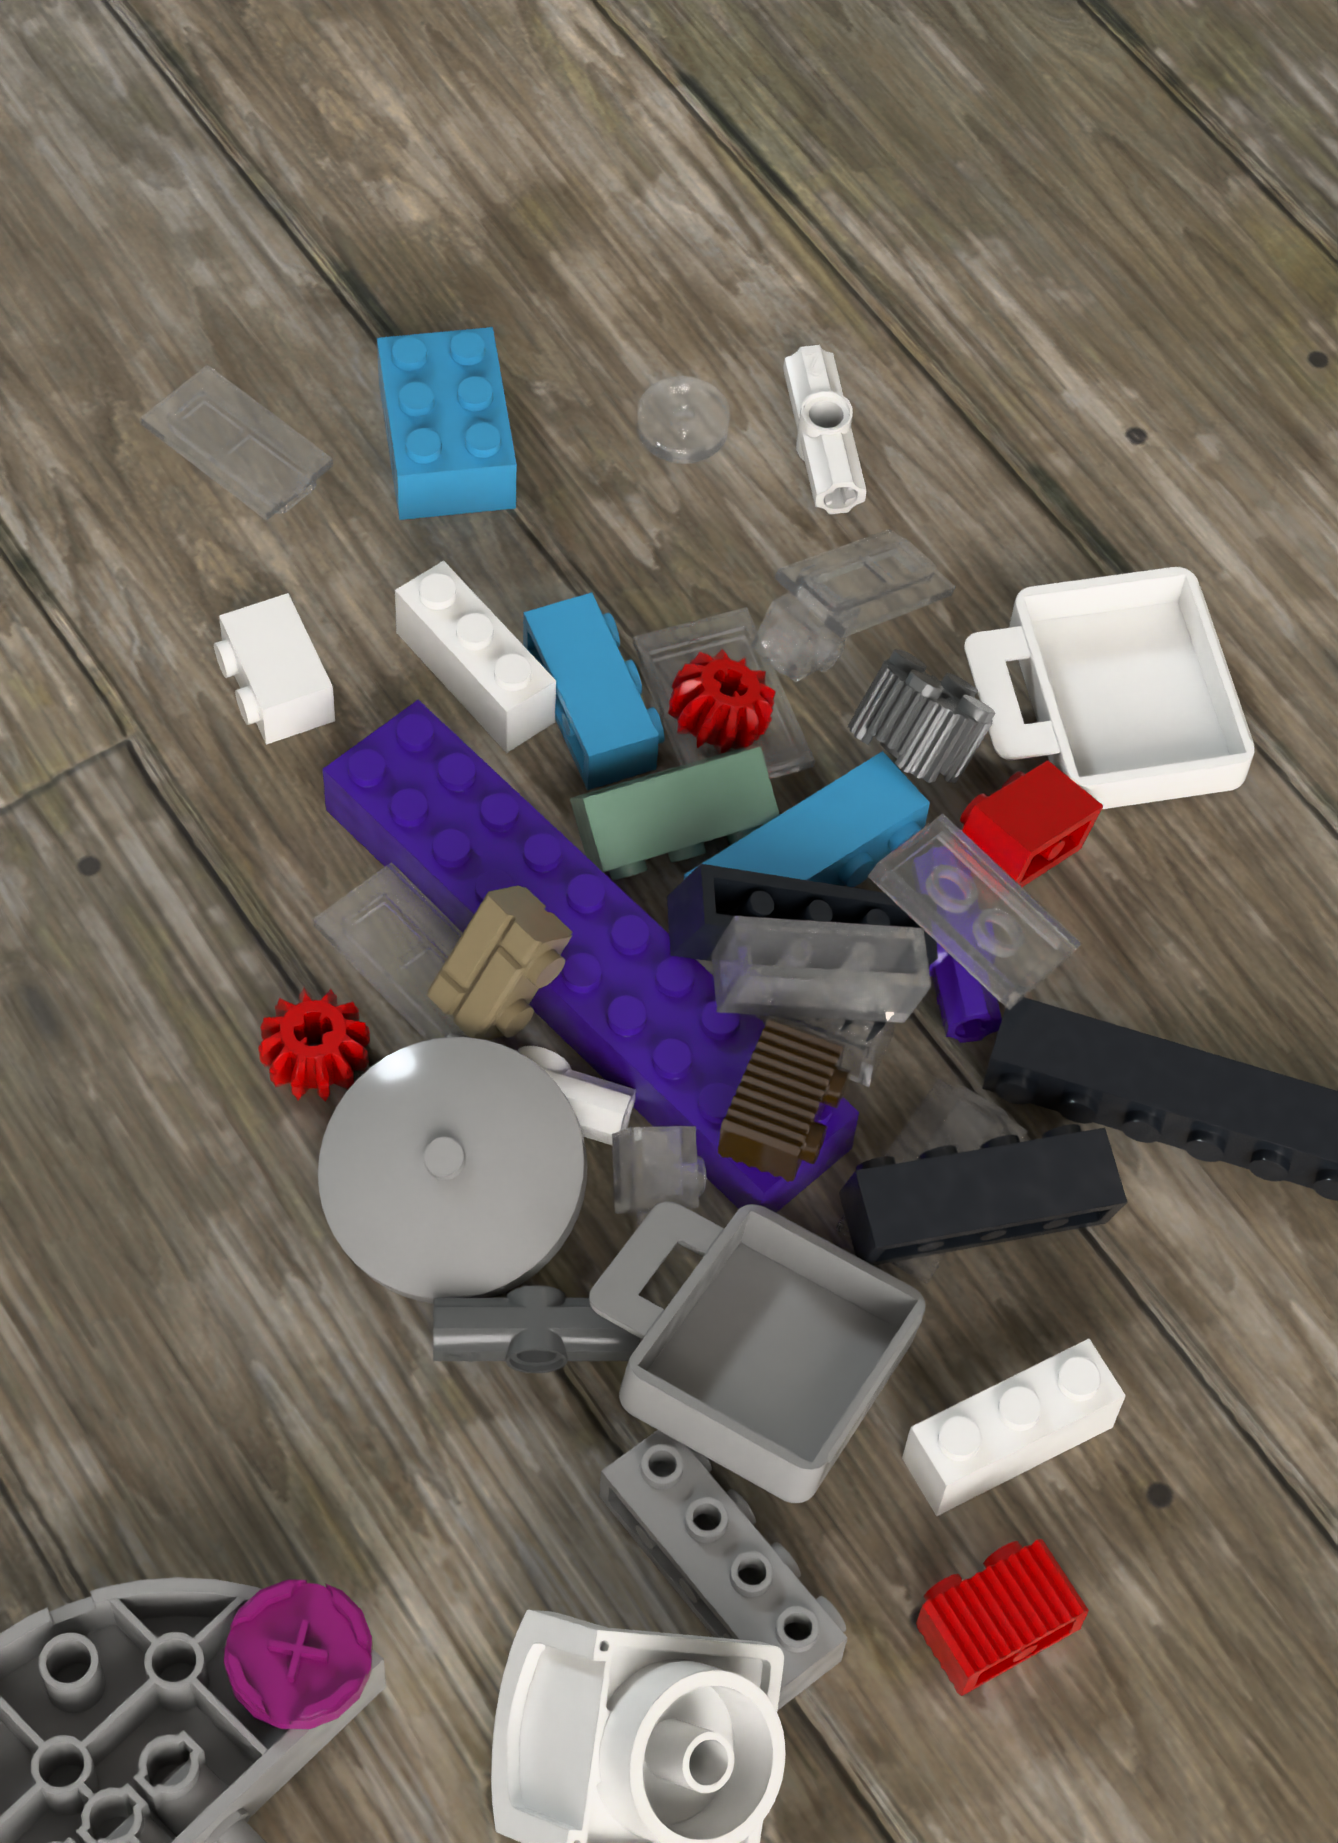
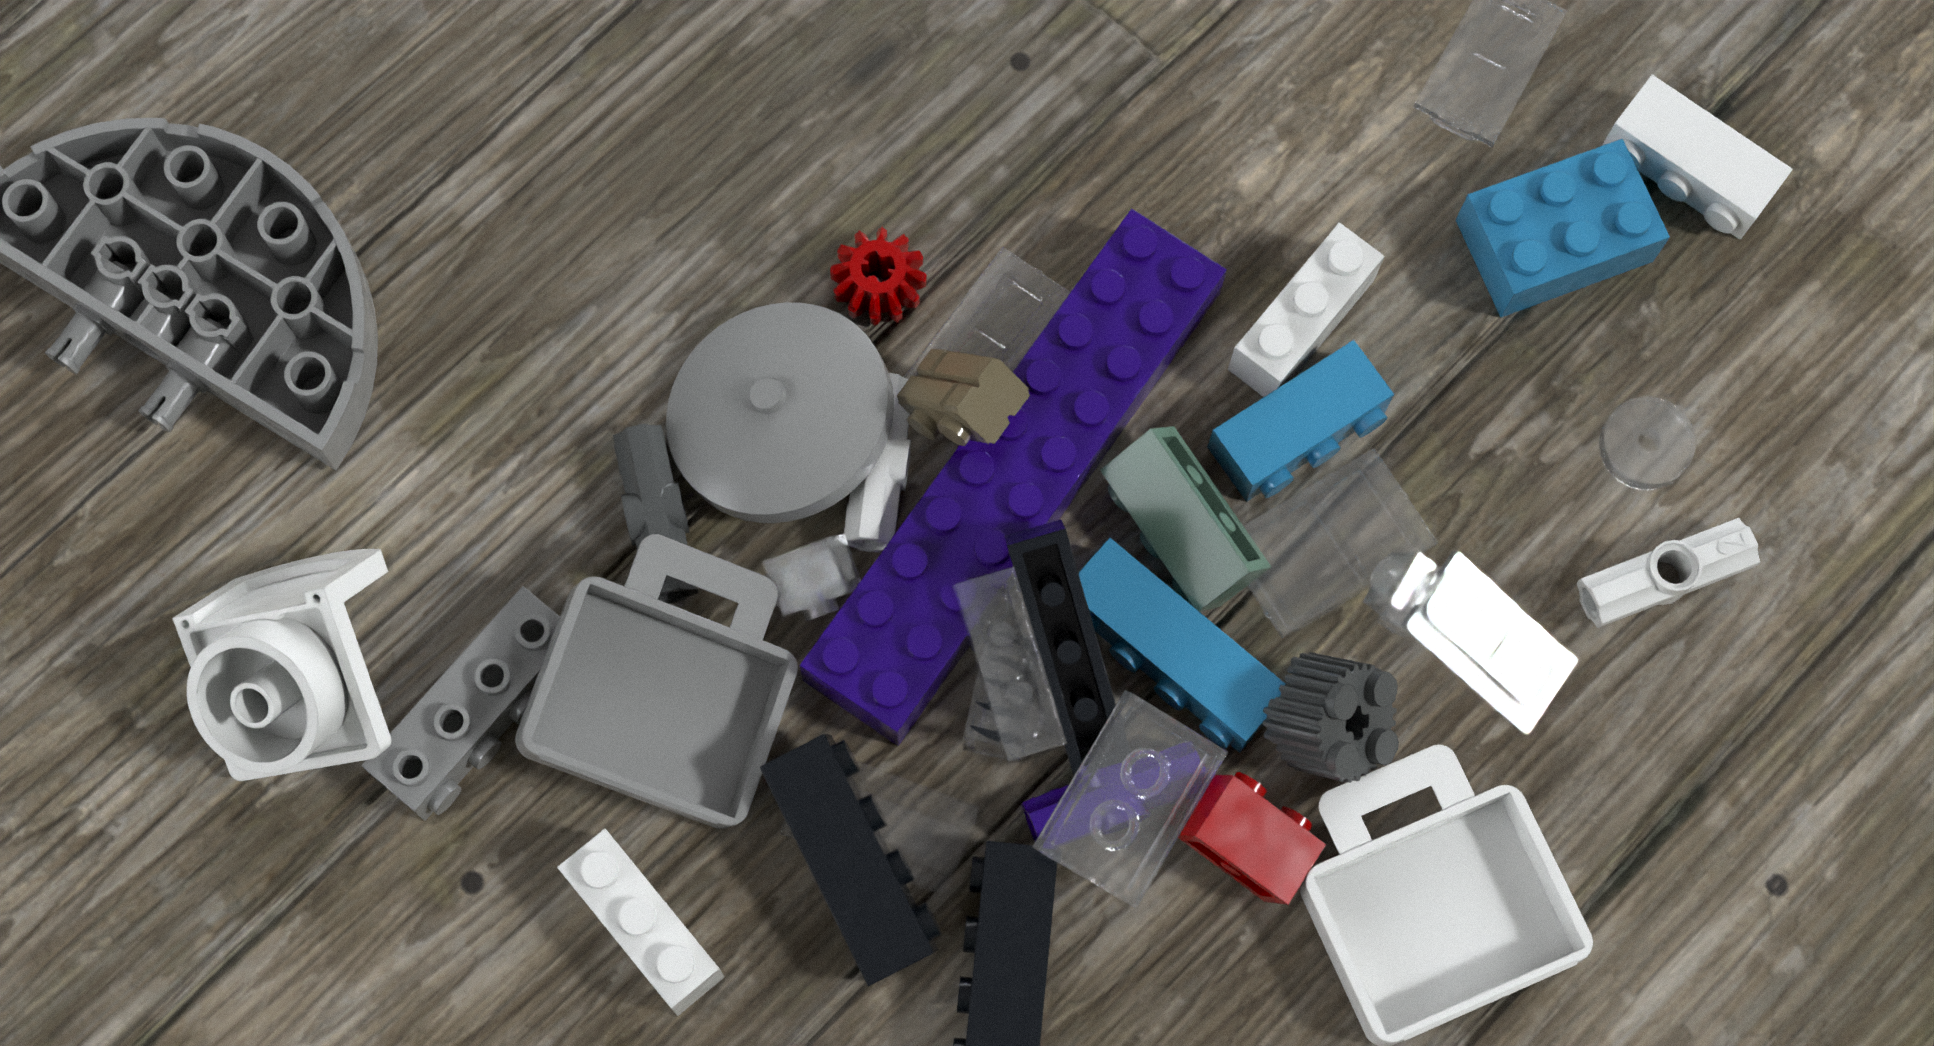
camera: 80 degrees right, 15 degrees up
(275, 668) = (1246, 151): white brick -> none
(298, 1654) = (309, 384): magenta tile -> none
(403, 294) = (1698, 158): none -> white brick
(721, 702) = (1331, 528): red gear -> none
(782, 1100) = (871, 656): dark brown brick -> none
(999, 1614) = (472, 939): red brick -> none

